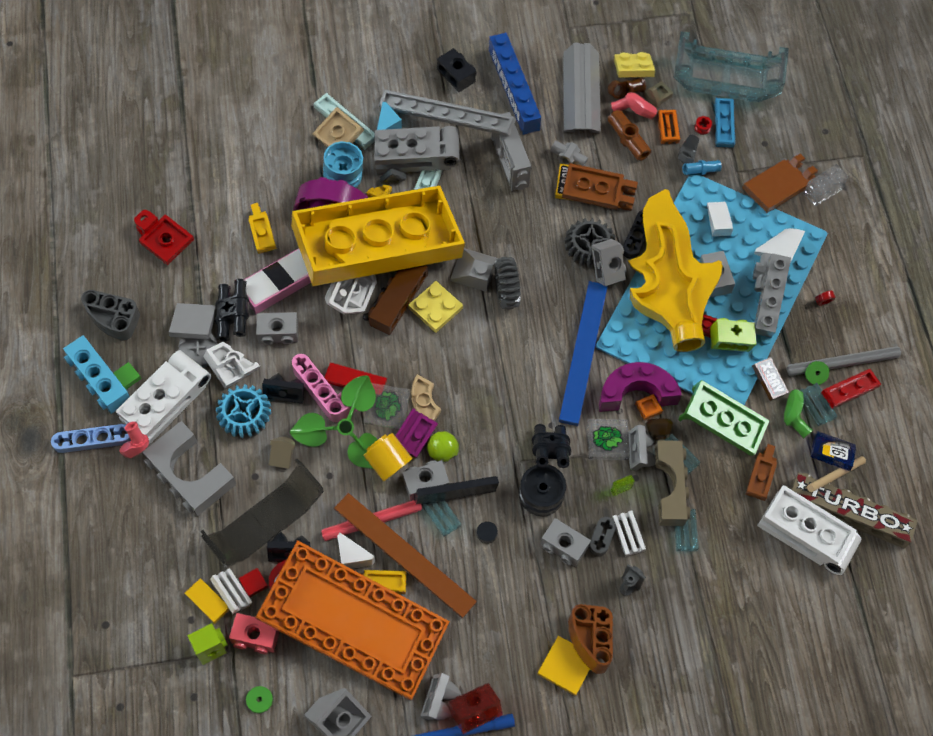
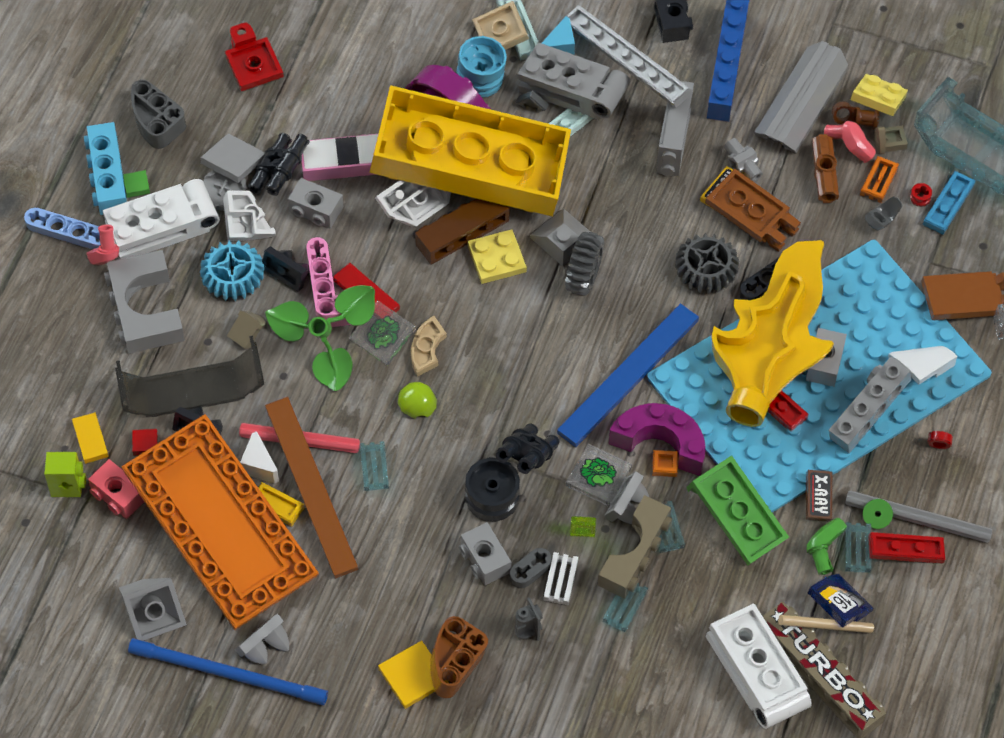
camera: 30 degrees right, 5 degrees down
(233, 590) = (125, 431): white tile -> none
(254, 694) = (83, 548): bright green wheel -> none
(261, 230) = (358, 96): yellow hinge -> none
(379, 191) = (513, 110): yellow tile -> none
(387, 456) = (349, 380): yellow piece -> none
(416, 432) = (394, 372): magenta plate -> none
(432, 469) = (389, 431): light grey brick -> none
(456, 490) = (401, 447): black tile -> none
(475, 708) = (292, 665): clear red brick -> none
(487, 532) = (411, 506): black tile -> none
(602, 254) = (707, 277): light grey brick -> none
(659, 427) = (660, 487): dark brown cone -> none
(702, 167) = (887, 238): dark azure pin -> none
(719, 219) = (870, 302): white slope -> none
(733, 335) = (807, 438): lime brick -> none
(762, 474) = (746, 587): dark orange hinge -> none

